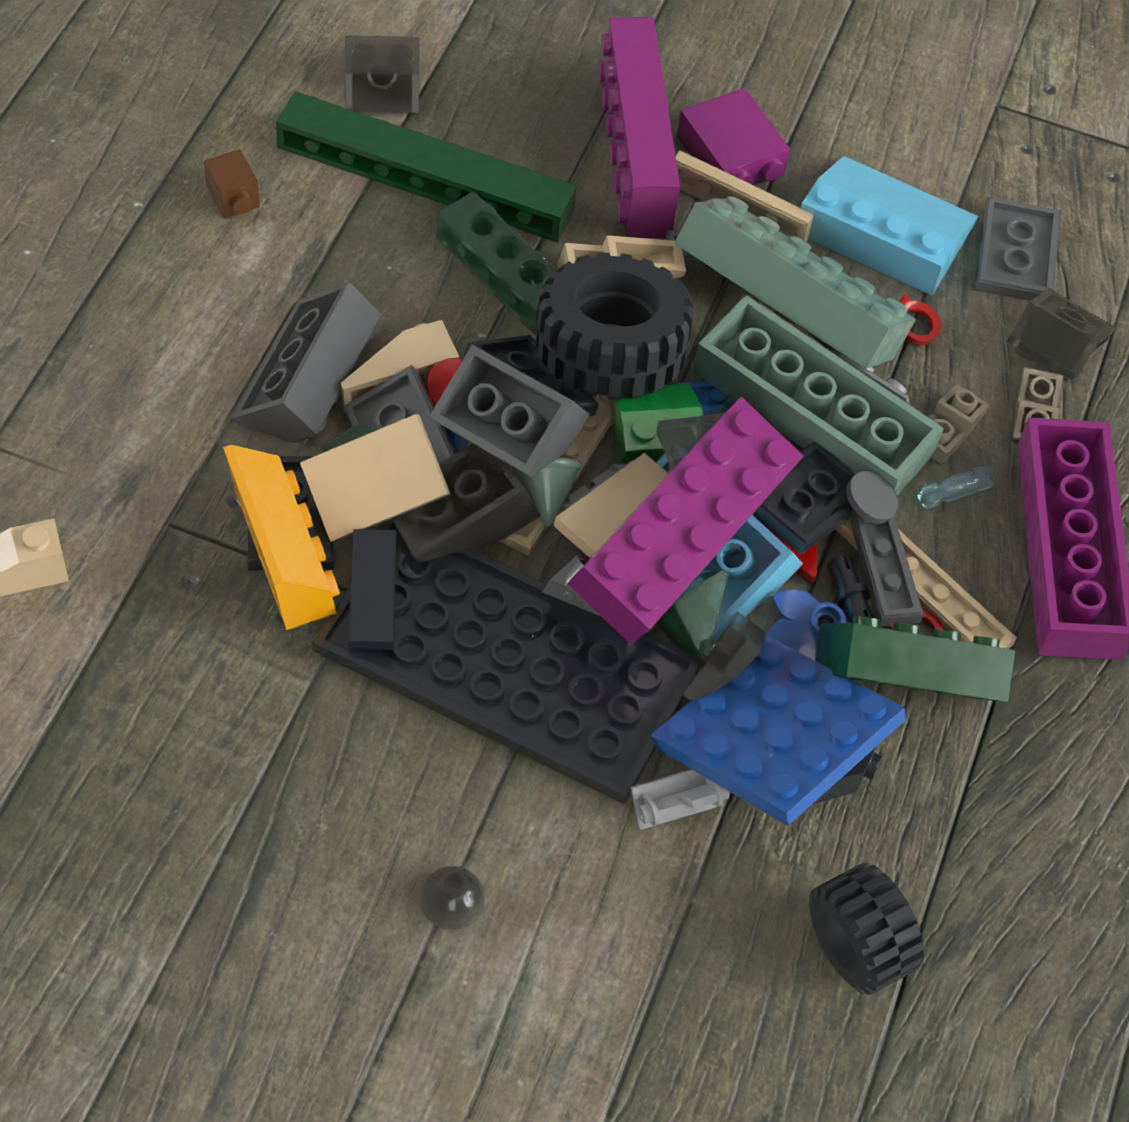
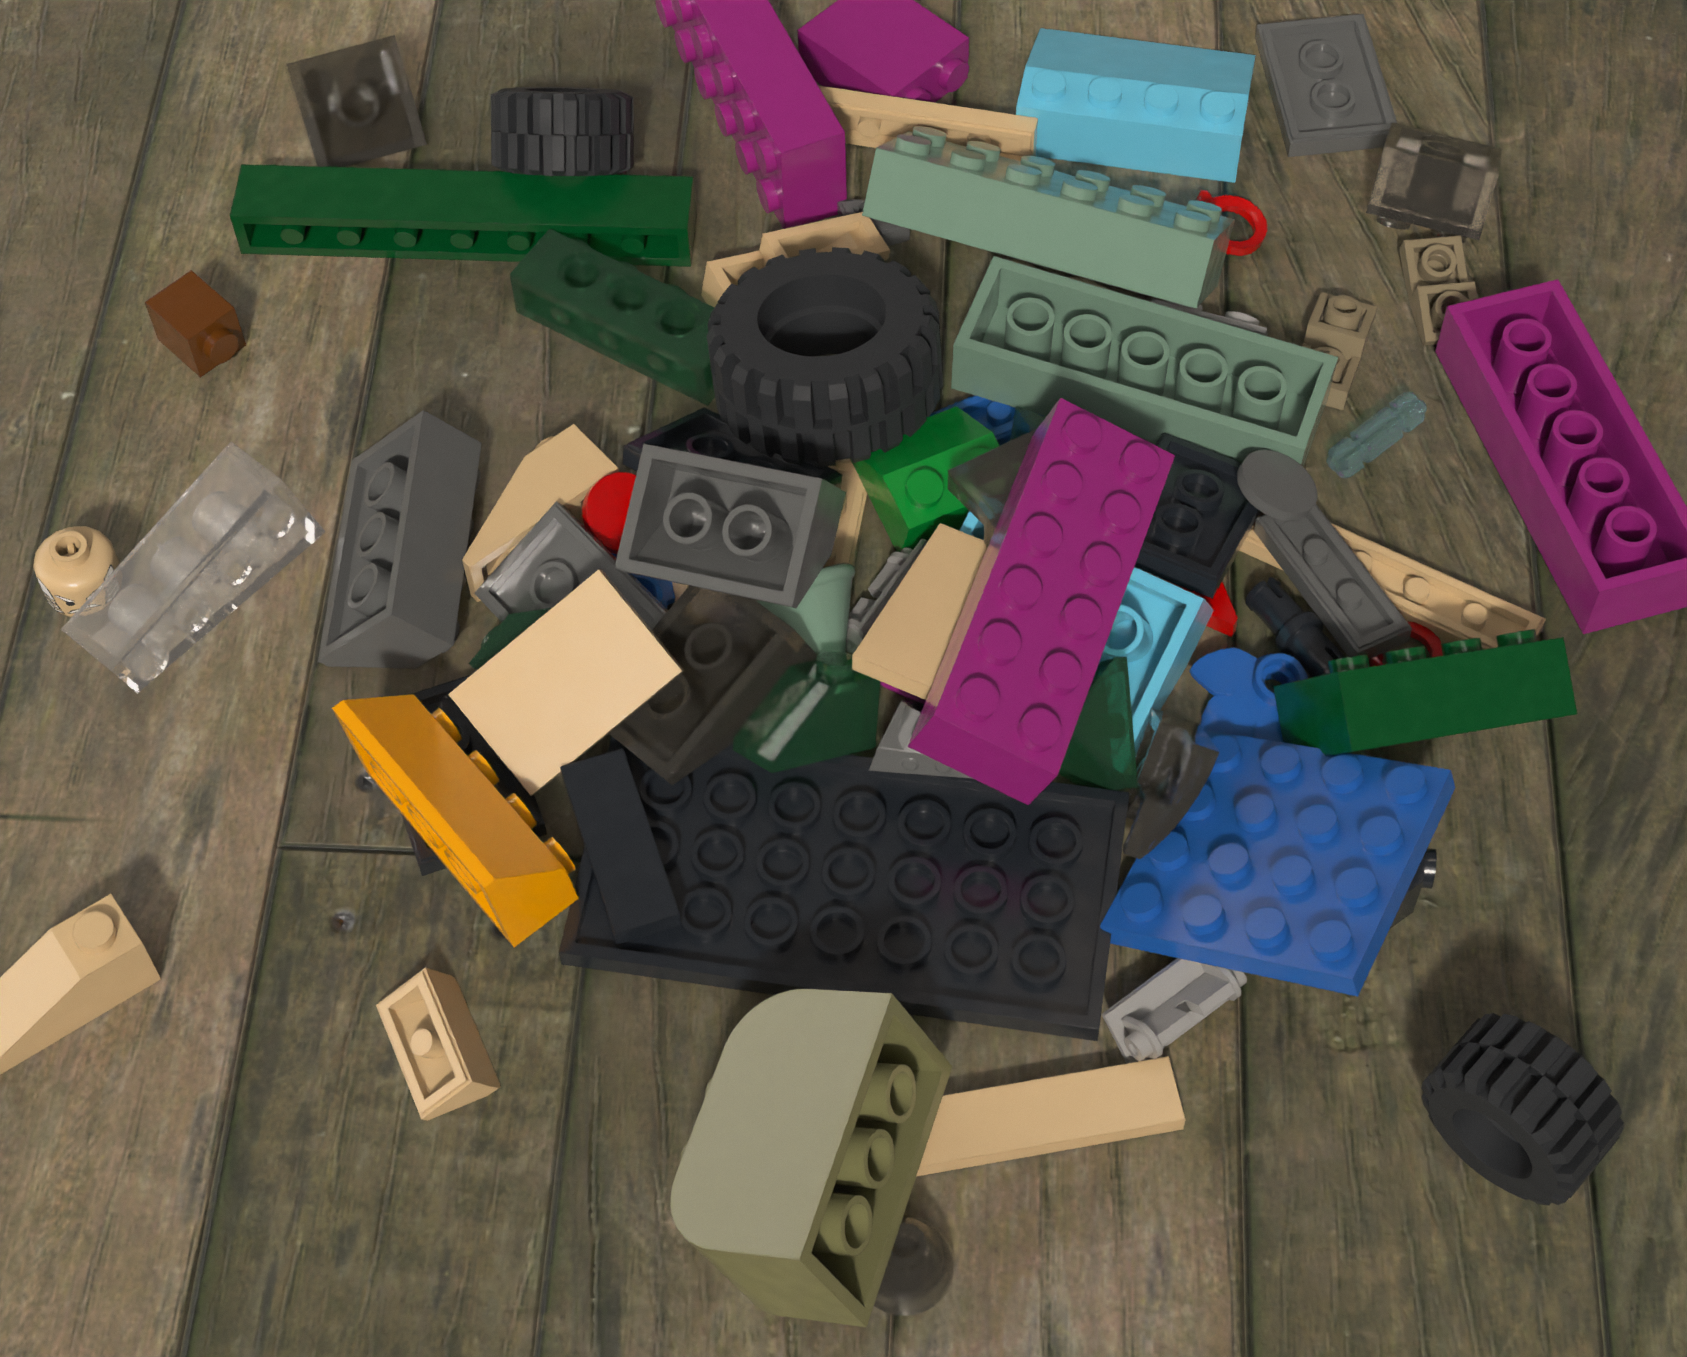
camera: 10 degrees left, 0 degrees up
(105, 317) = (73, 566): none -> tan head
(175, 337) = (193, 568): none -> clear wedge
(220, 673) = (437, 1044): none -> tan slope
(416, 806) = (810, 1150): none -> brick
(503, 130) = (562, 131): none -> black tyre
(520, 547) = (812, 715): none -> clear green slope
(570, 837) = (1053, 1115): none -> tan tile

